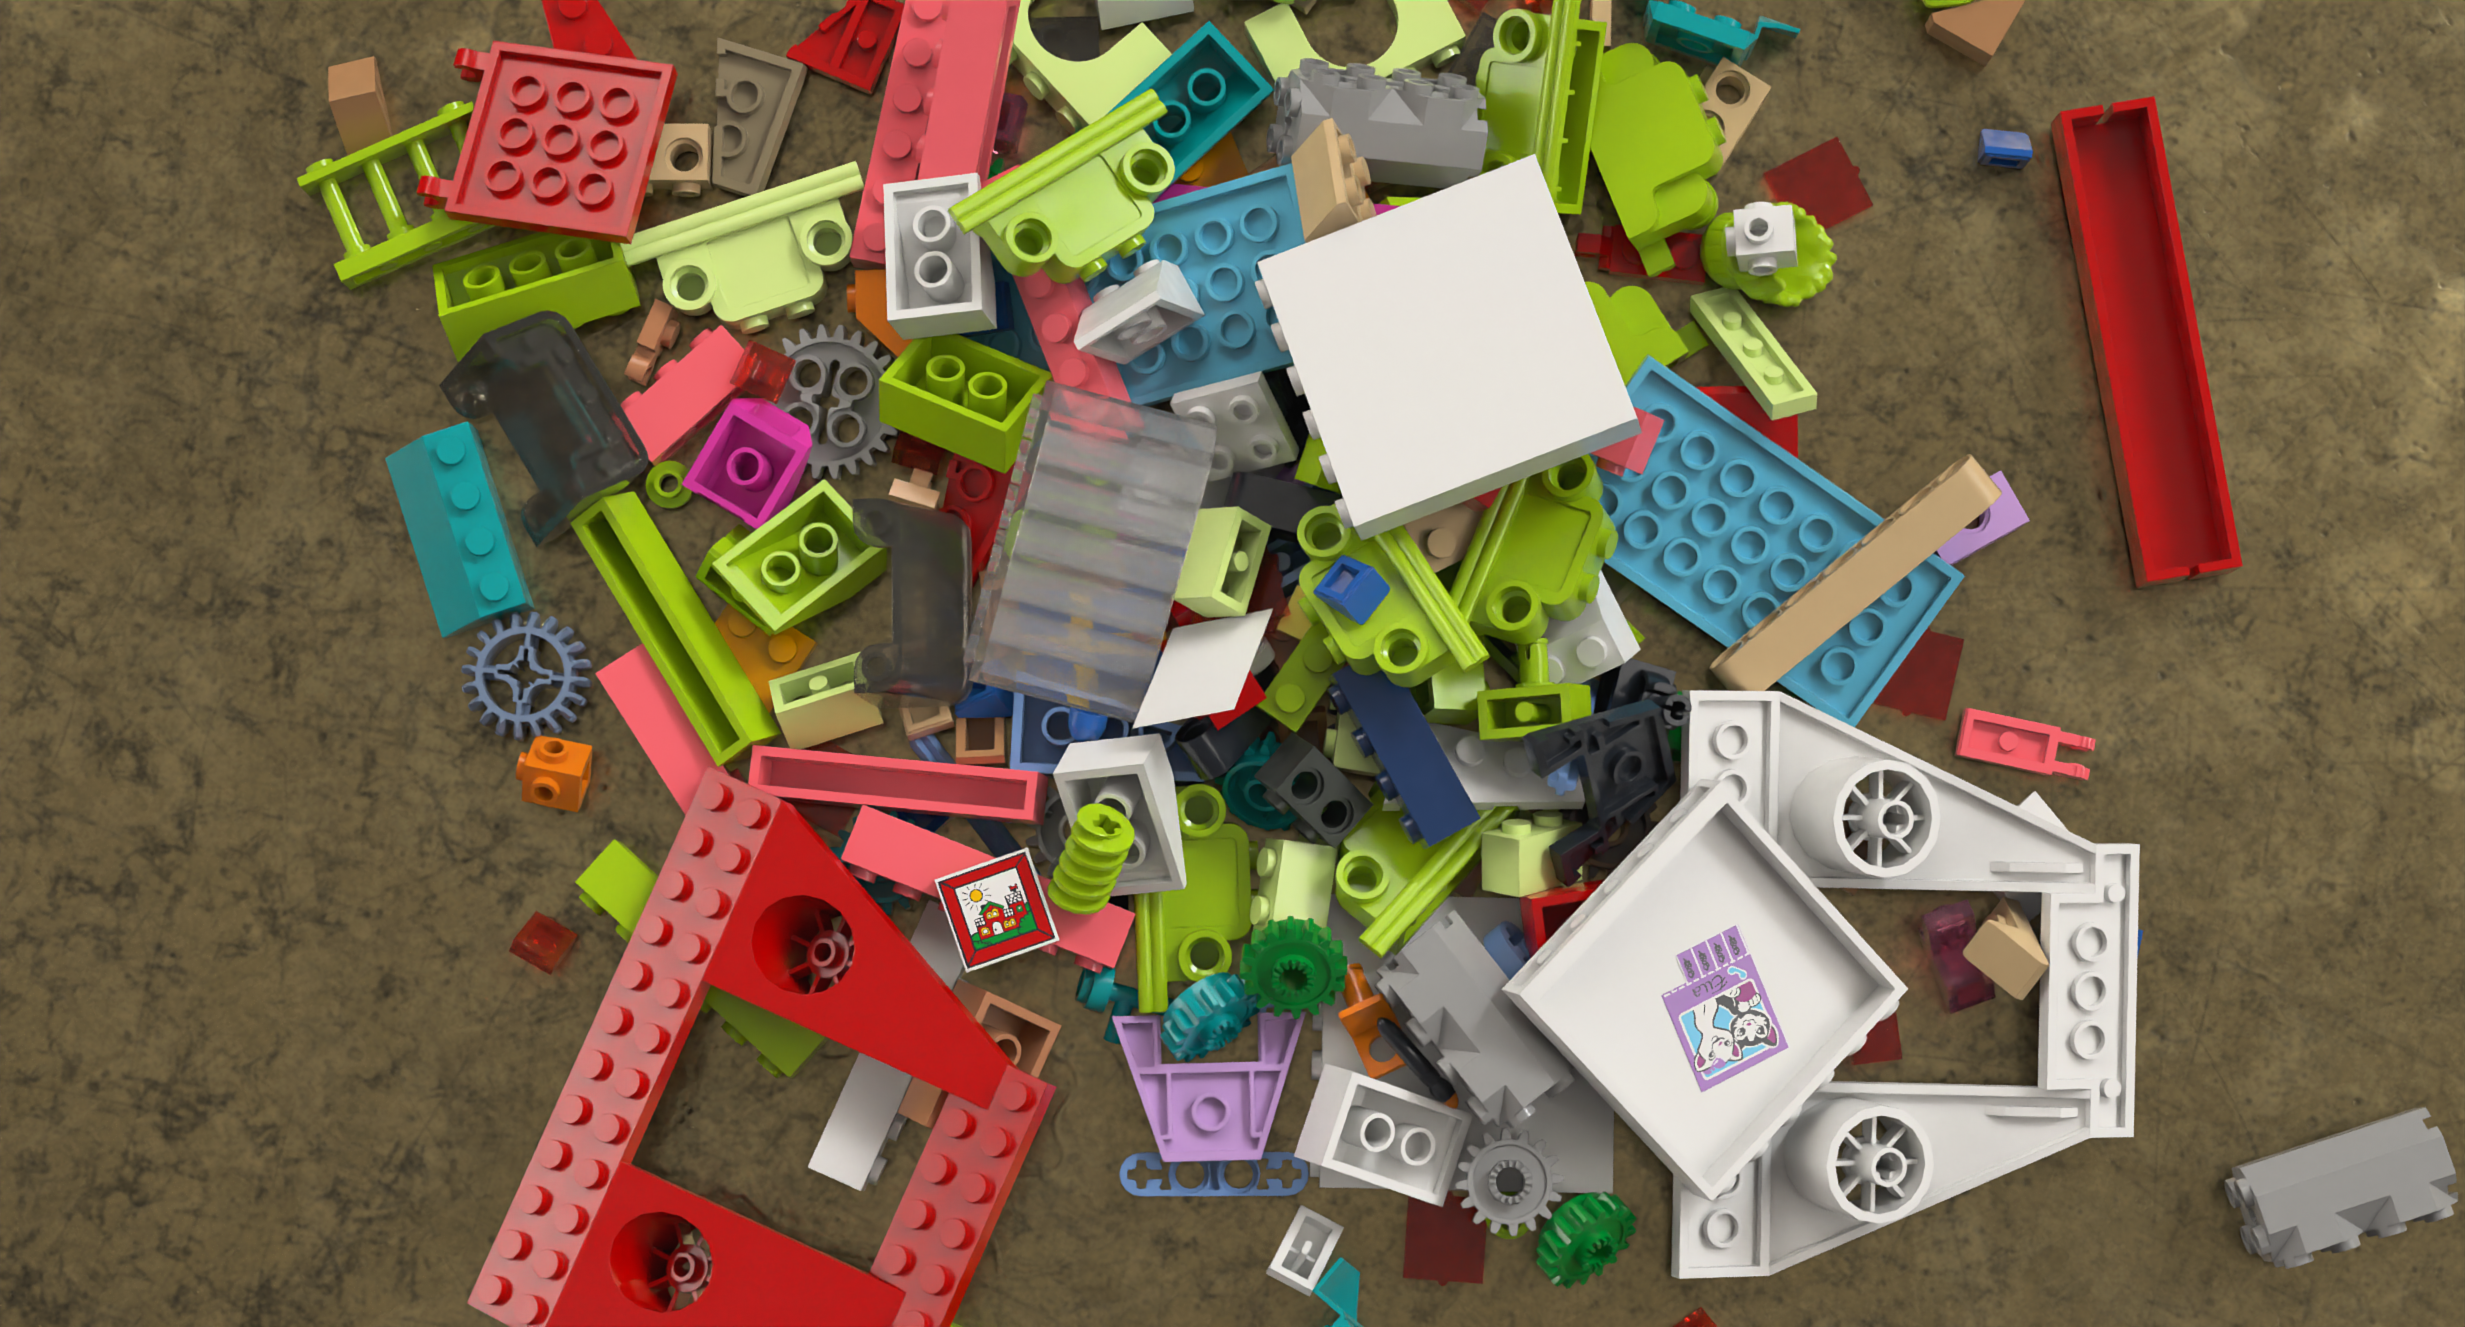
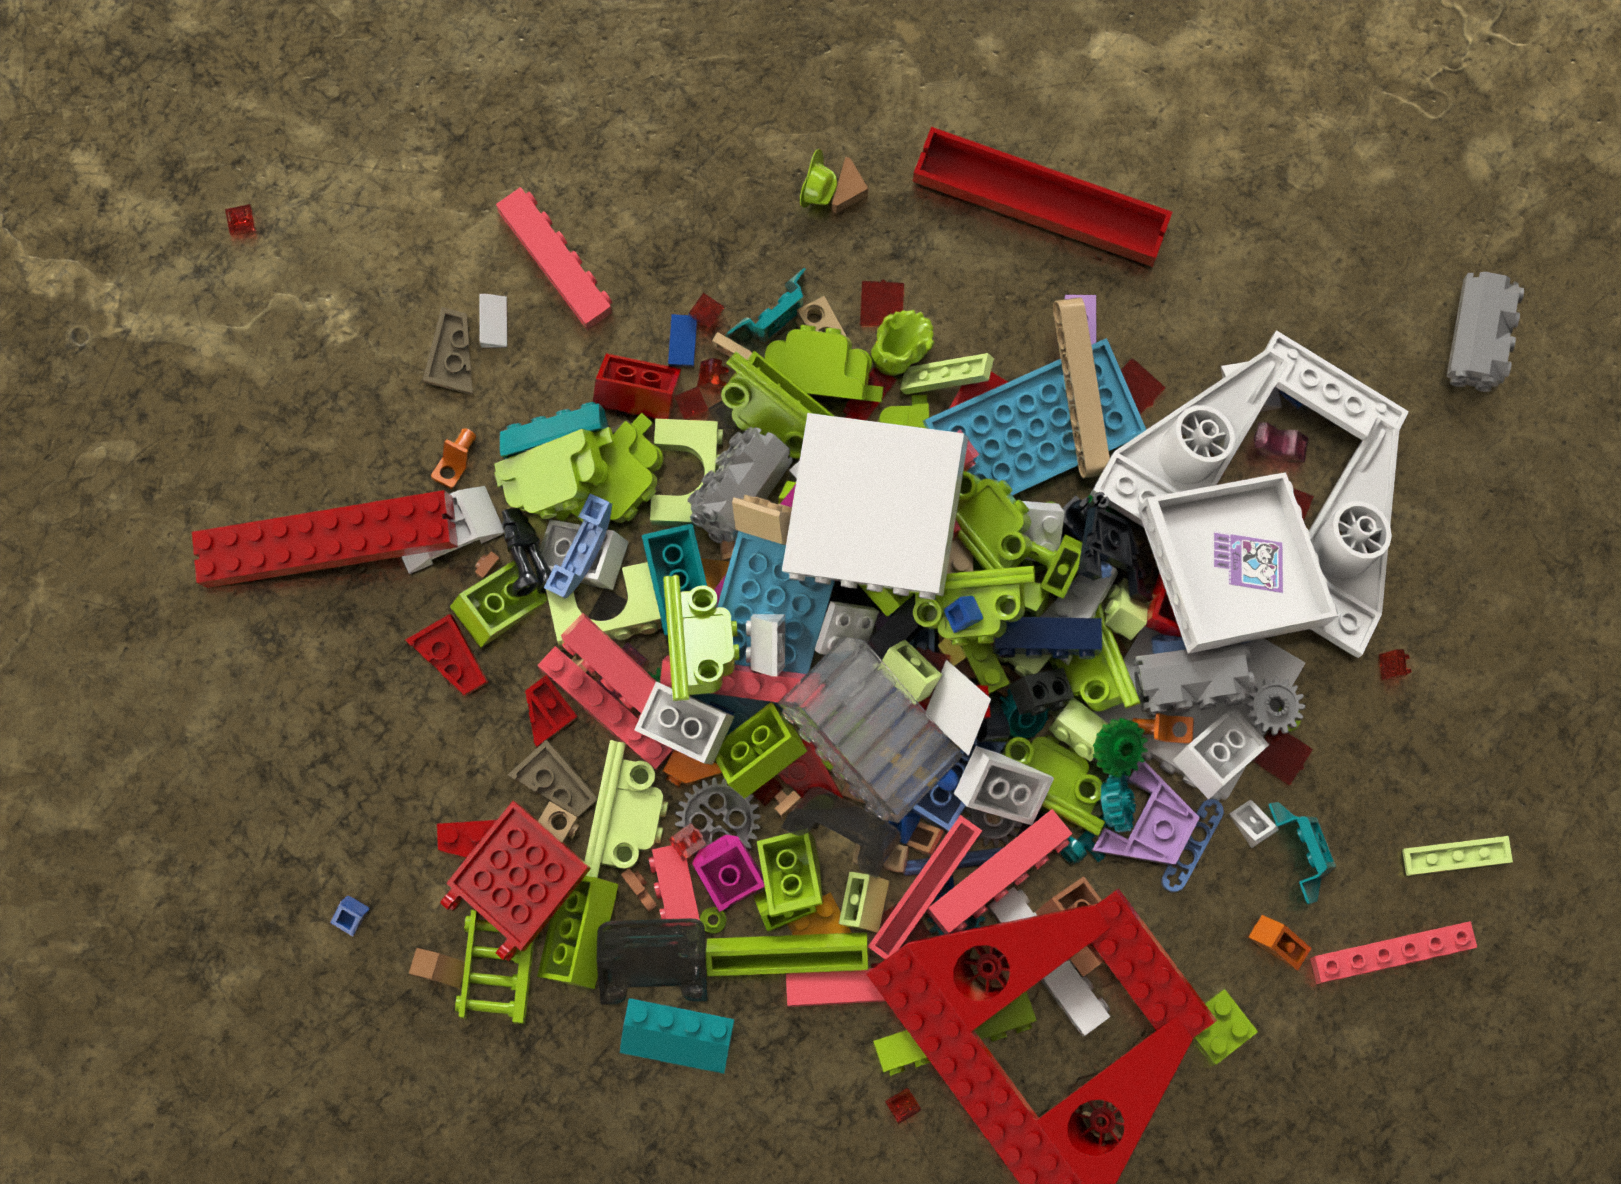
camera: 65 degrees left, 5 degrees down
(527, 655) = (754, 1060): sand blue gear -> none
(555, 773) = (824, 1053): orange brick -> none
(996, 910) = (1015, 872): tile -> none
(1091, 860) = (1018, 812): lime piece -> none
(1417, 1063) = (1200, 715): black piece -> none
(1584, 1237) = (1319, 687): green gear -> none
(1763, 238) = (897, 337): white brick -> none
(2004, 149) = (912, 208): blue slope -> none
(2008, 949) = (1292, 416): tan slope -> none
(2019, 744) = (1195, 360): coral hinge -> none

